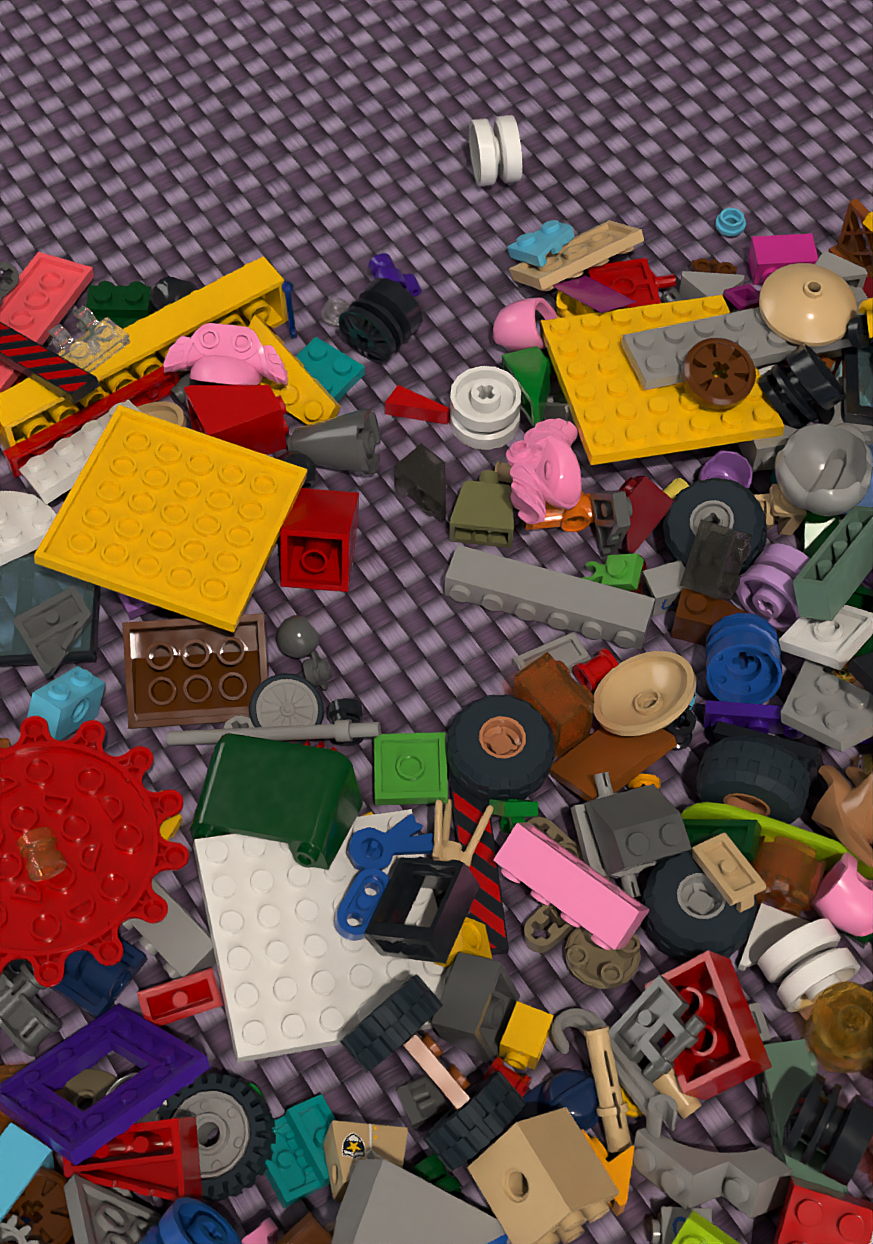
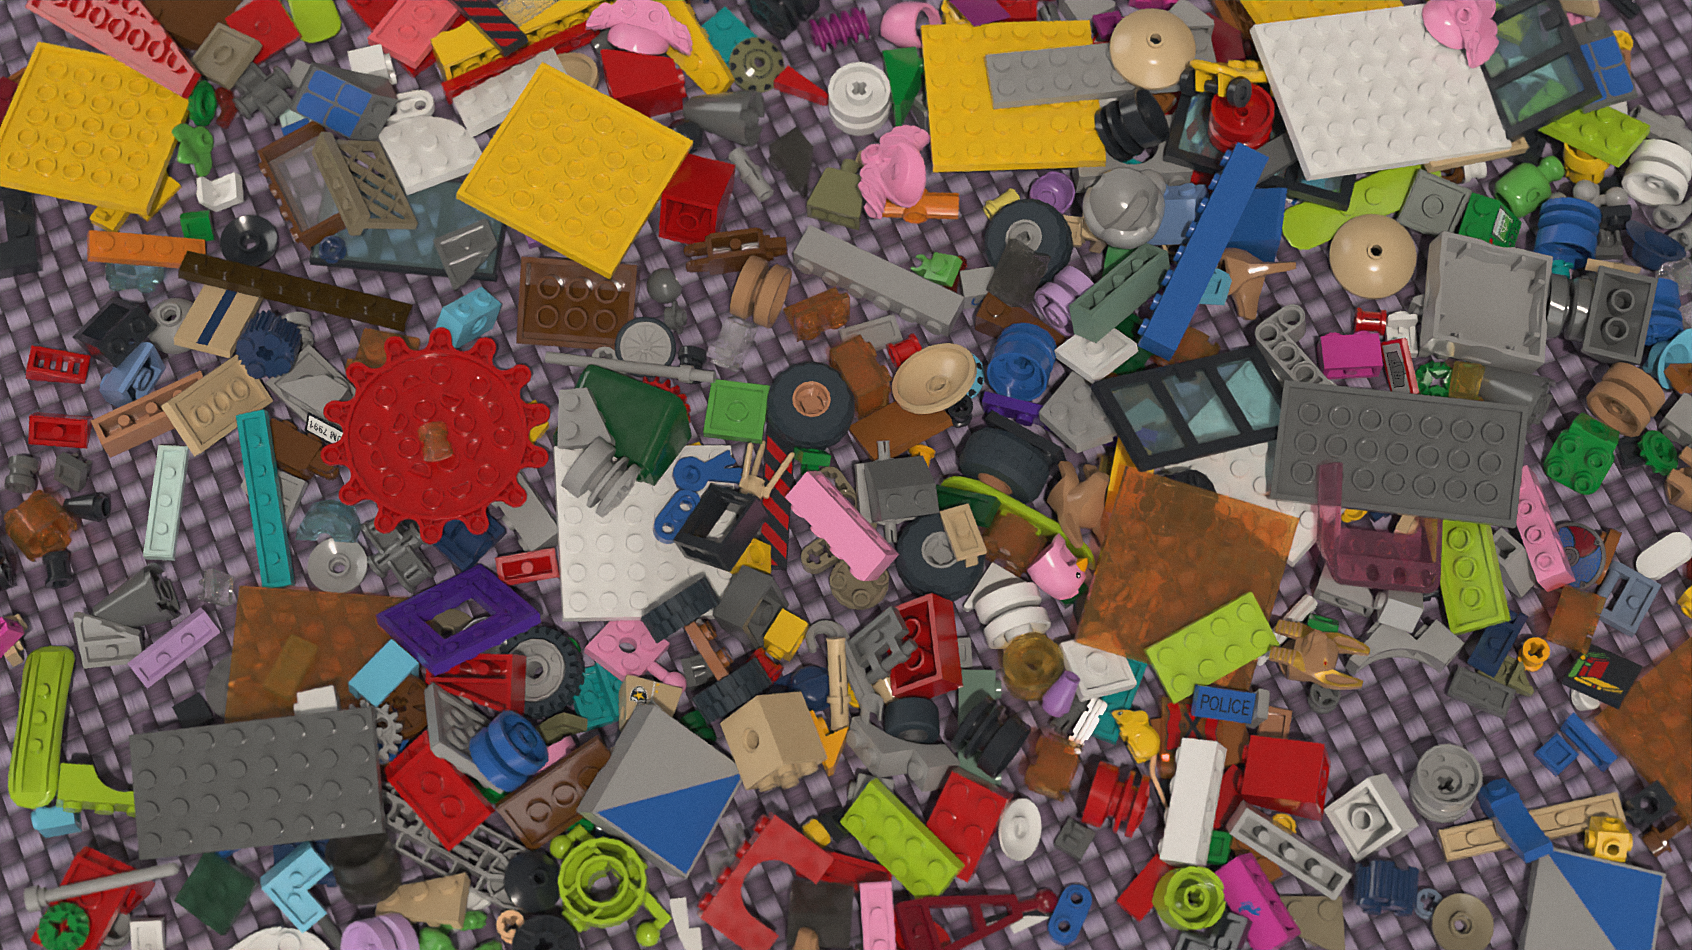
camera: 10 degrees right, 10 degrees up
(224, 803) = (580, 420): none -> light grey wing
(254, 1204) = (561, 725): none -> olive slope
(261, 866) = (600, 476): none -> light grey wheel
(300, 1095) = (606, 652): none -> bright pink plate
(352, 397) = (744, 70): none -> olive dish
(374, 586) = (731, 250): none -> reddish brown hinge
(378, 503) = (751, 174): none -> light grey pin
(391, 691) = (733, 343): none -> clear brick
(415, 625) = (760, 291): none -> medium nougat wheel
(447, 340) = (839, 28): none -> magenta piece
(487, 643) = (818, 314): none -> clear orange bracket
(612, 519) = (942, 219): dark grey wing -> none
(648, 508) = (968, 217): dark red slope -> none
(715, 1122) = (913, 720): none -> black wheel
(718, 355) = (1041, 97): reddish brown wheel -> none

